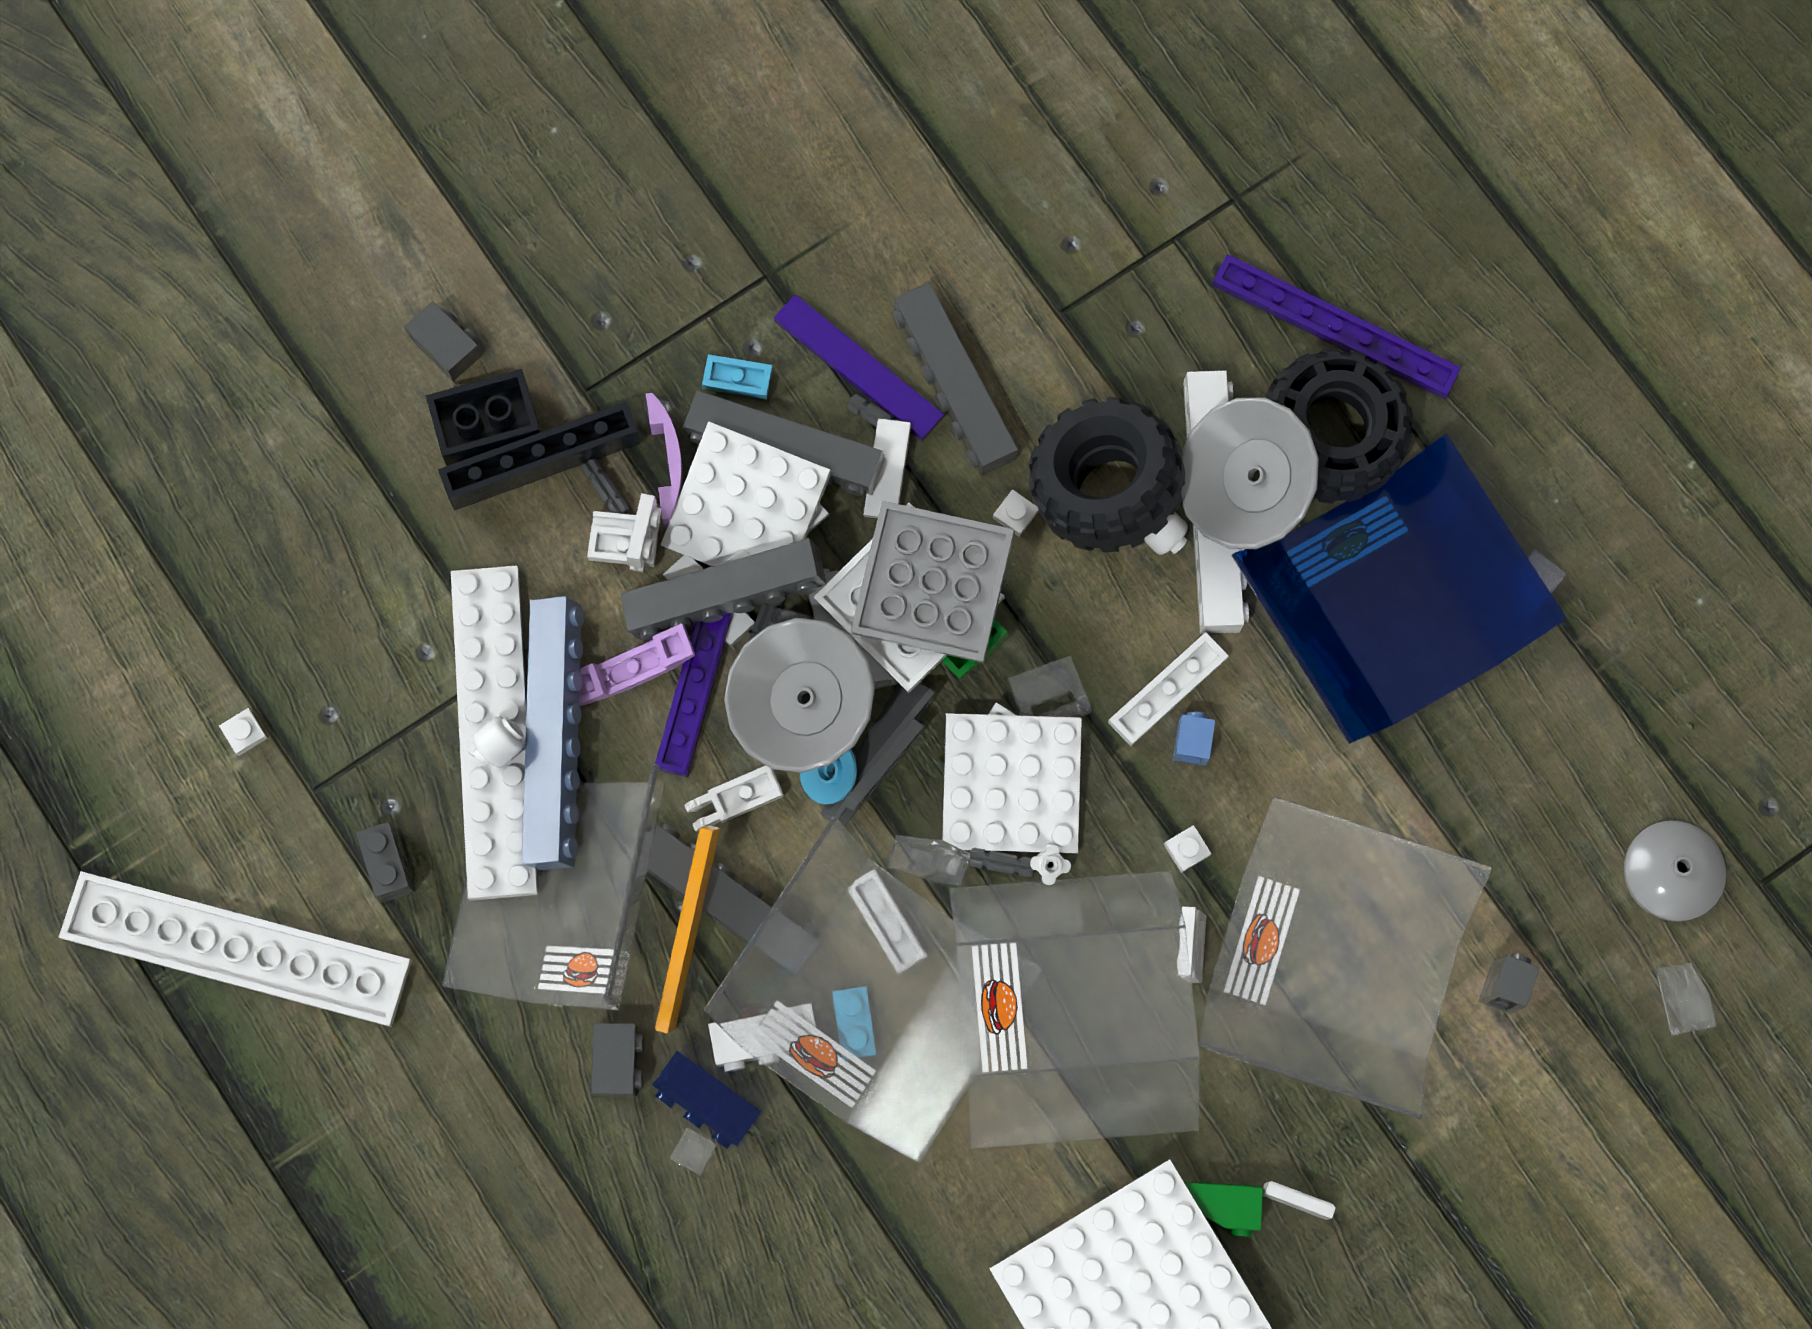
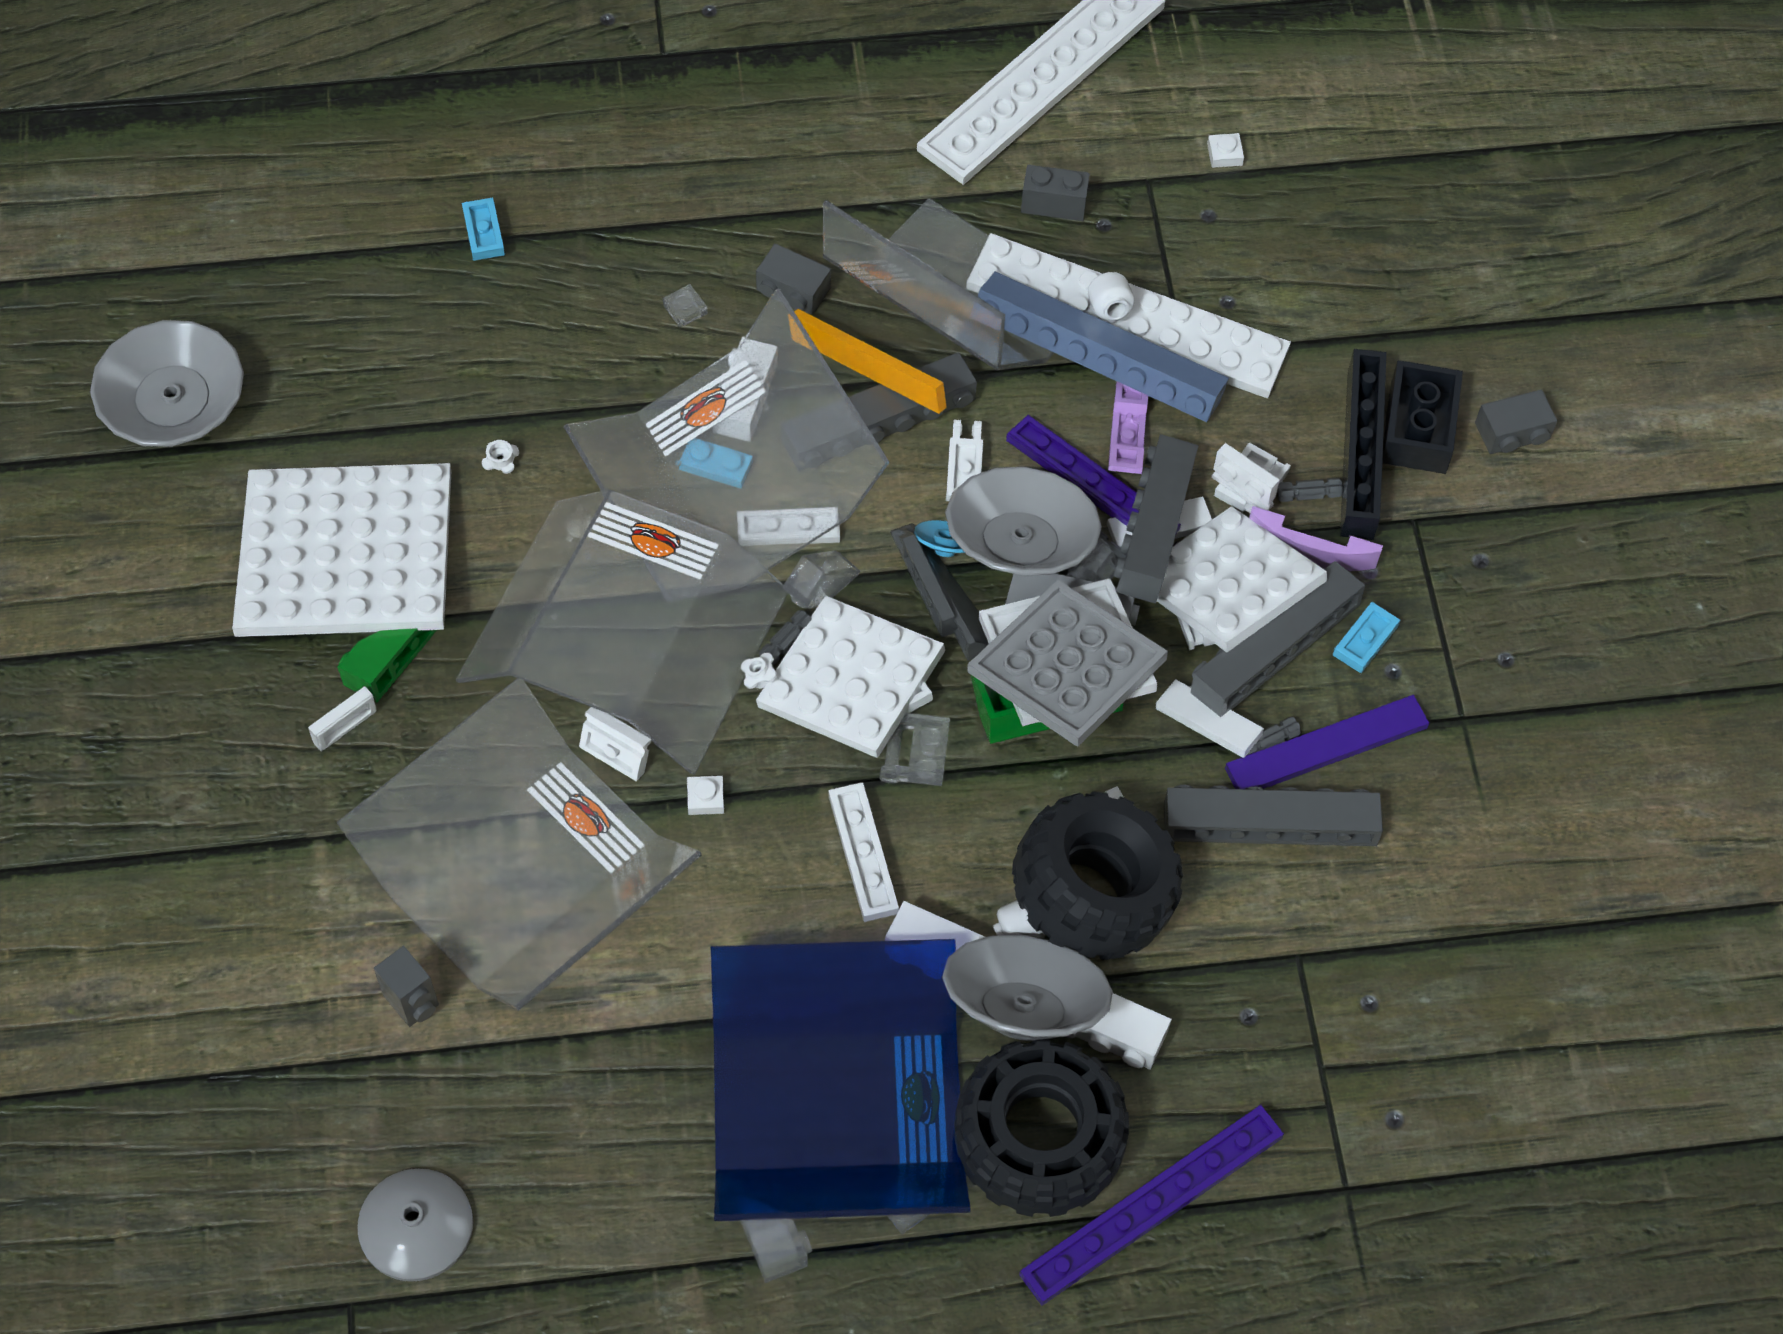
camera: 120 degrees right, 15 degrees down
(706, 1101) = (714, 327): clear blue brick -> none
(964, 1231) = (497, 449): none -> white plate
(1194, 738) = (802, 846): medium blue brick -> none
(1685, 1000) = (290, 1151): clear slope -> none

